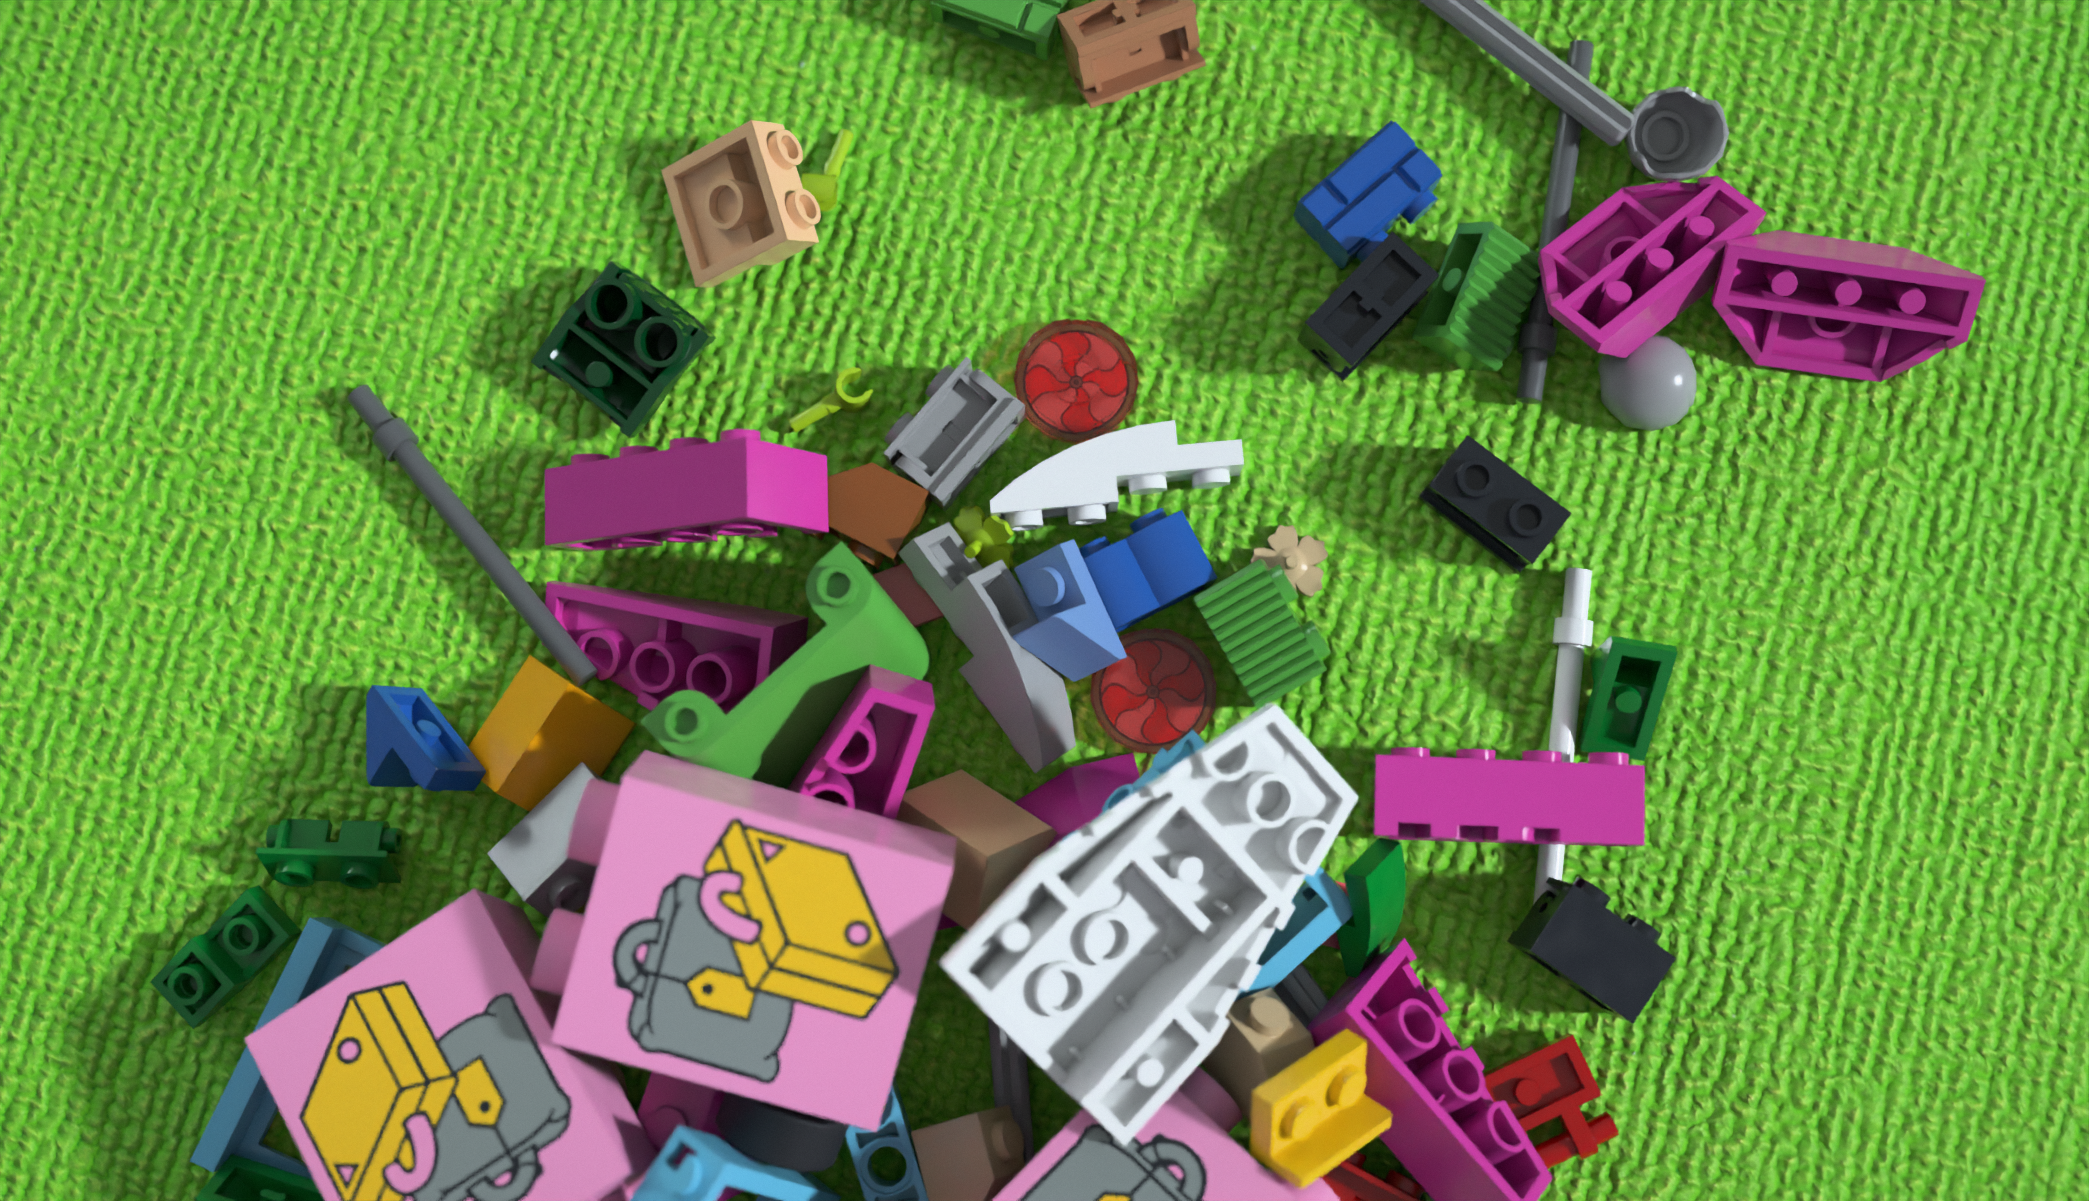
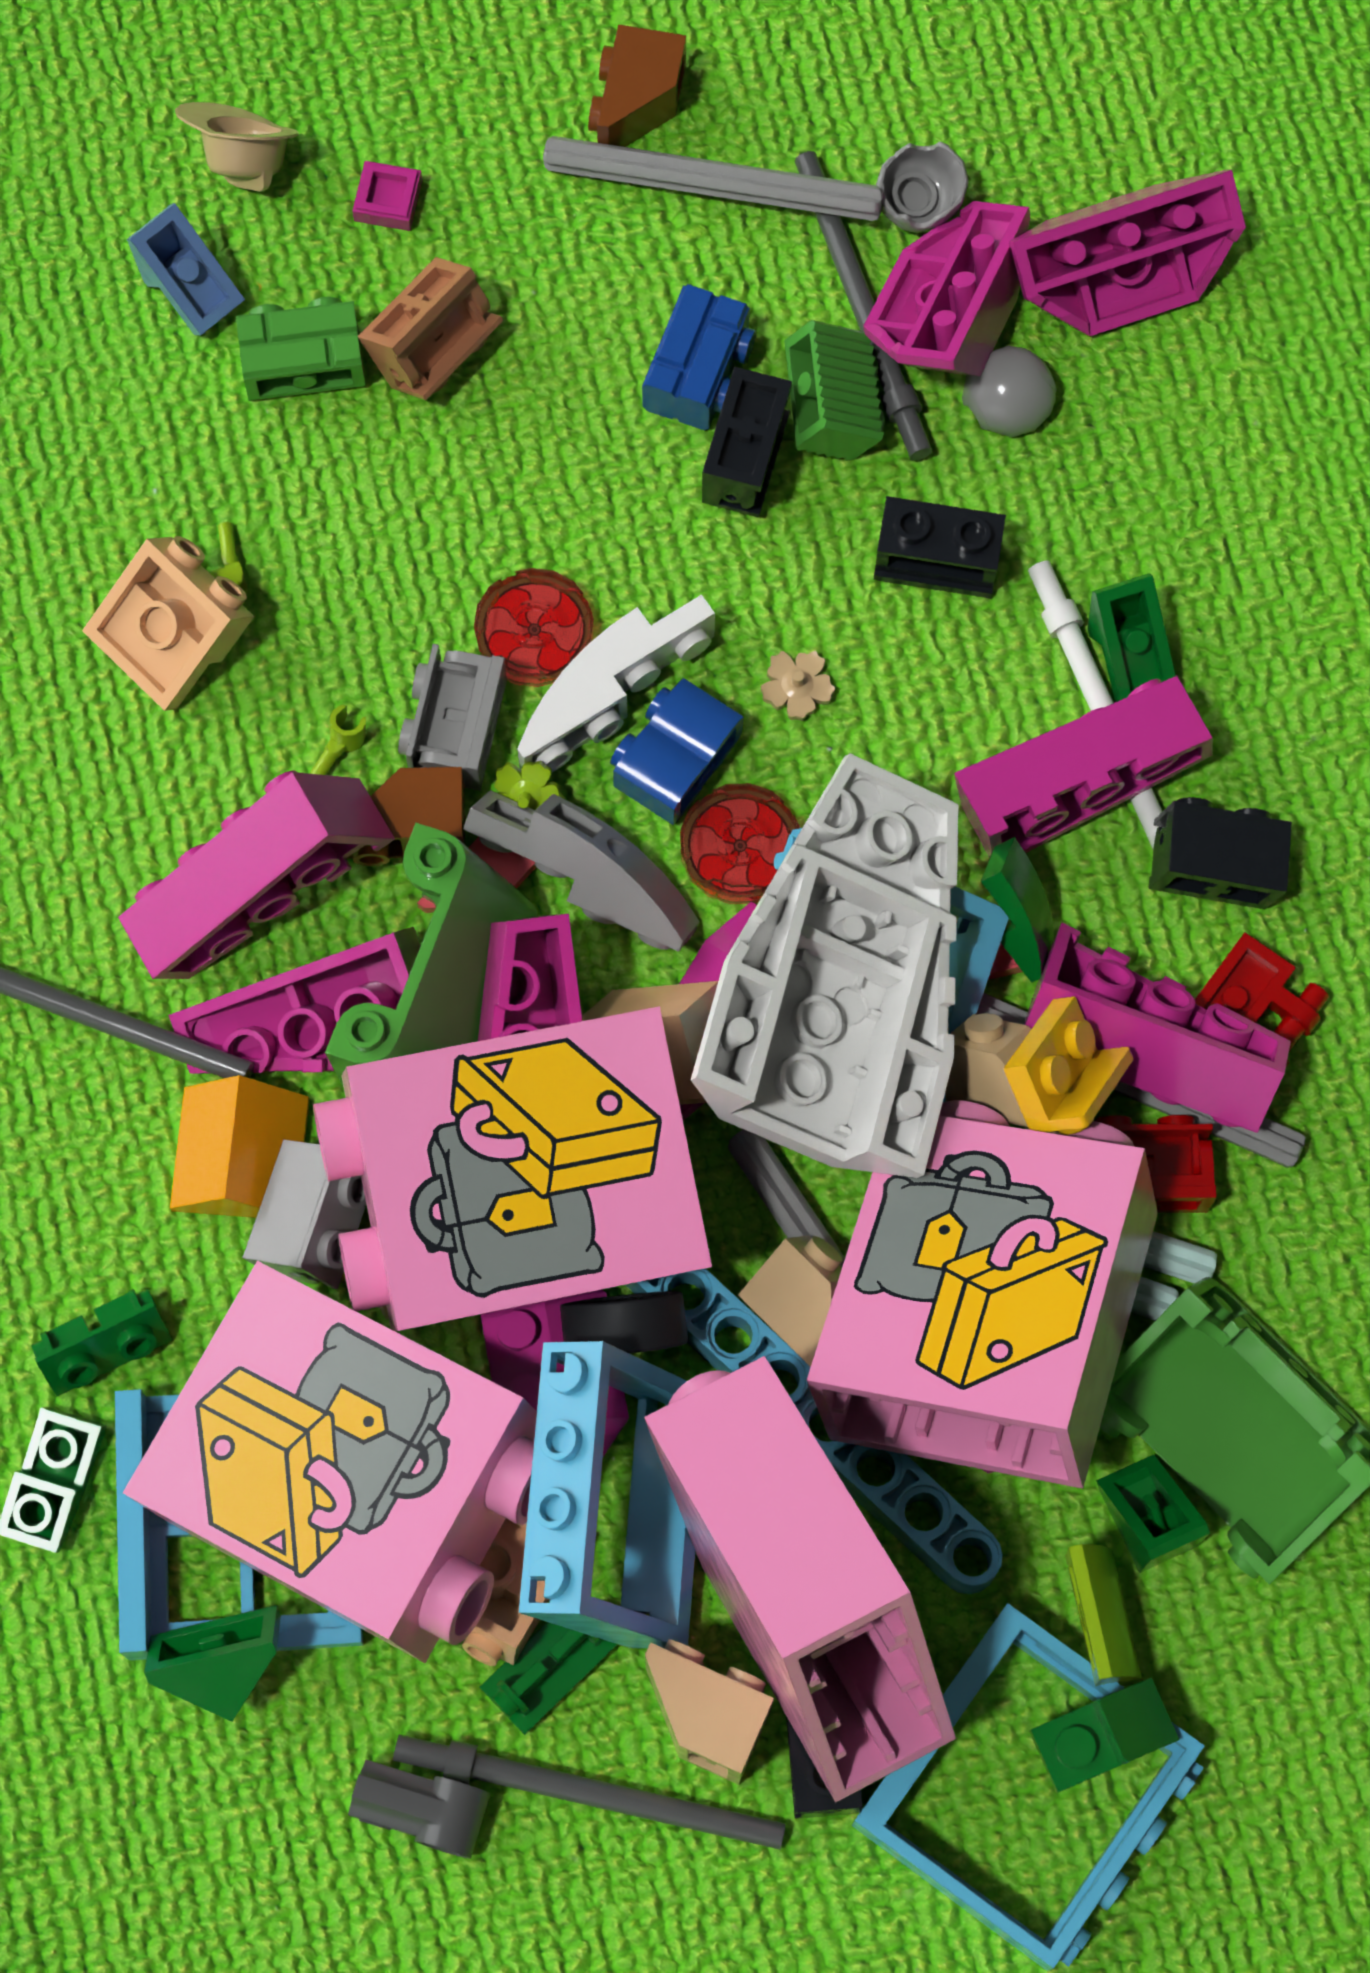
camera: 30 degrees left, 10 degrees down
(415, 744) = (123, 1204): blue slope -> none
(610, 351) = (118, 799): dark green slope -> none
(1073, 622) = (639, 810): medium blue slope -> none
(1262, 632) = (799, 738): bright green brick -> none

